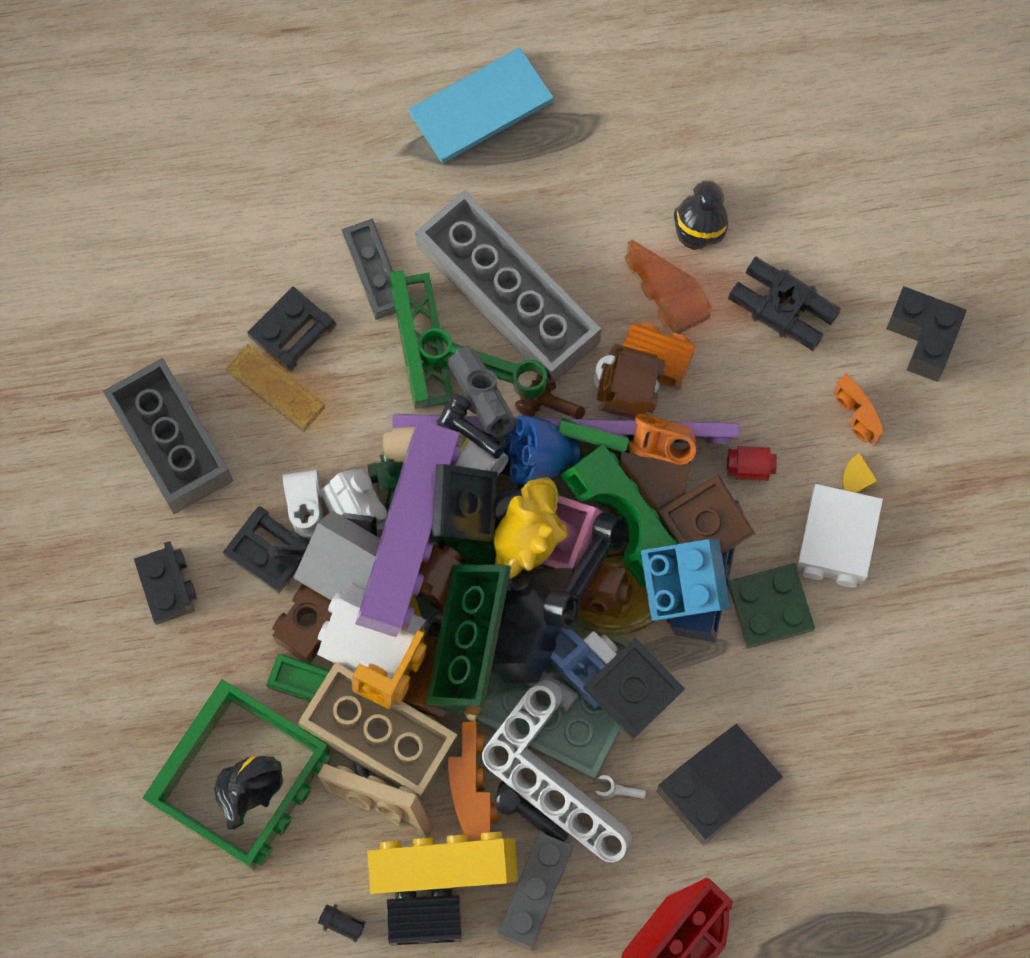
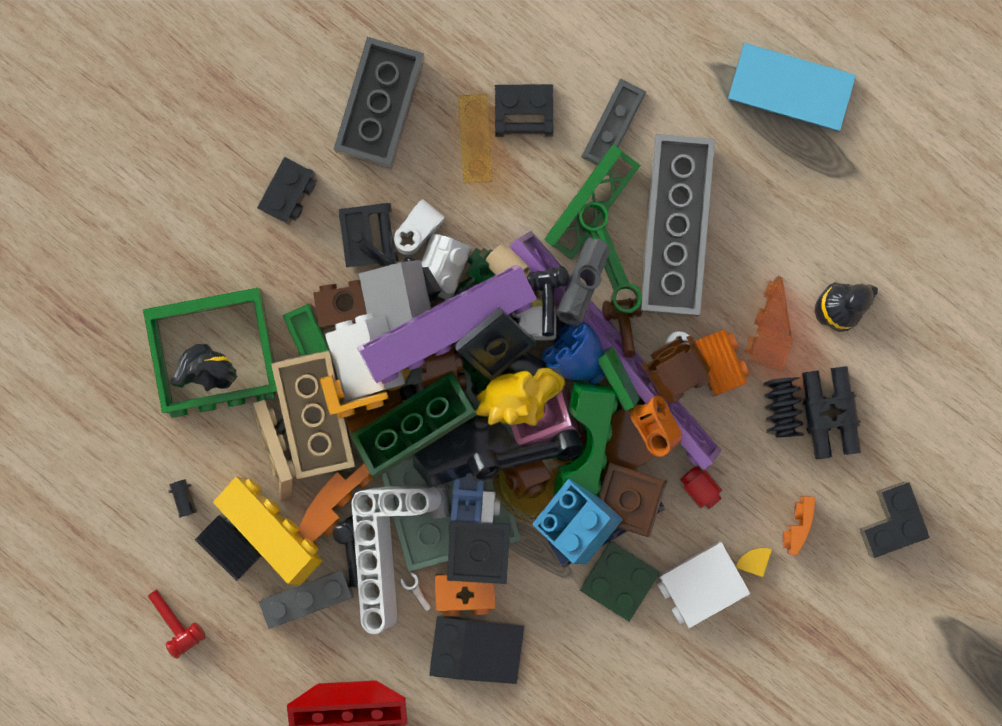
camera: 45 degrees right, 15 degrees up
(640, 754) = (451, 604): none -> orange brick
(743, 336) = (783, 407): none -> black piece

